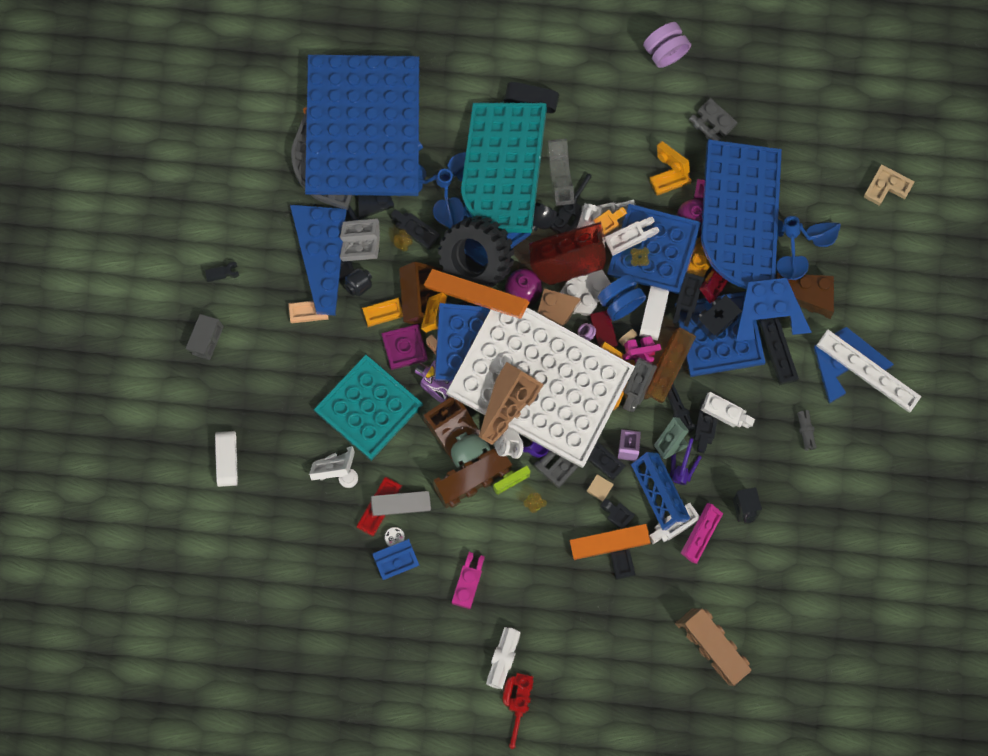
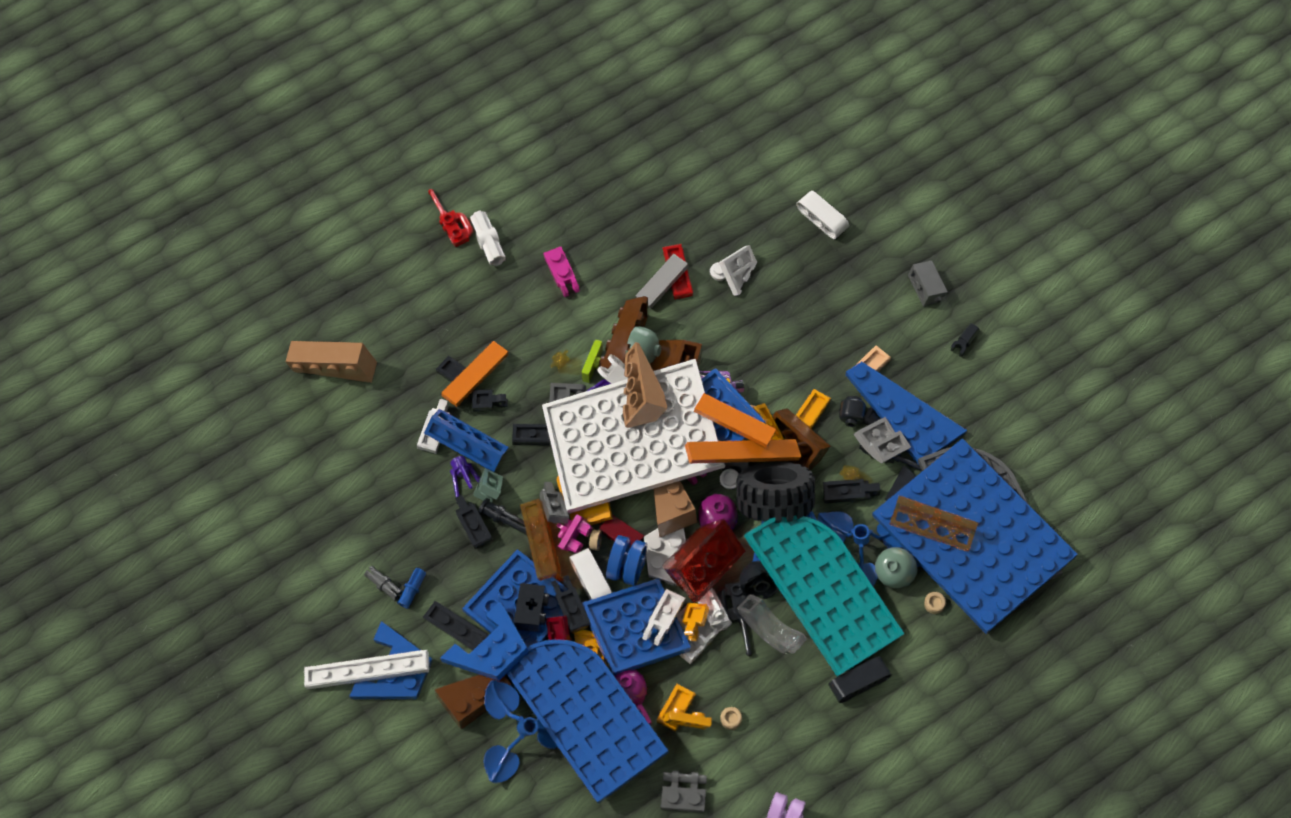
camera: 145 degrees right, 10 degrees down
(368, 407) = (753, 330): teal plate -> none
(384, 148) = (936, 516): none -> clear orange fence
(394, 536) = (645, 259): white tile -> none
(395, 559) = (629, 242): blue plate -> none
(404, 346) = (771, 392): magenta tile -> none
(430, 109) = (935, 602): none -> tan tile
(437, 147) = (896, 567): none -> sand green cylinder
(462, 318) = (734, 420): none -> orange tile
(587, 331) = (633, 518): lavender plate -> none
(600, 488) = (518, 411): tan tile -> none
(629, 445) = (521, 456): lavender slope -> none
(639, 144) = (731, 718): none -> tan tile
(644, 261) = (636, 608): clear yellow plate -> none
(701, 533) = (407, 436): dark pink tile -> none
(726, 411) = (462, 541): white hinge -> none
(747, 505) = (385, 477): black brick -> none
(790, 408) = (411, 588): none -> blue axle

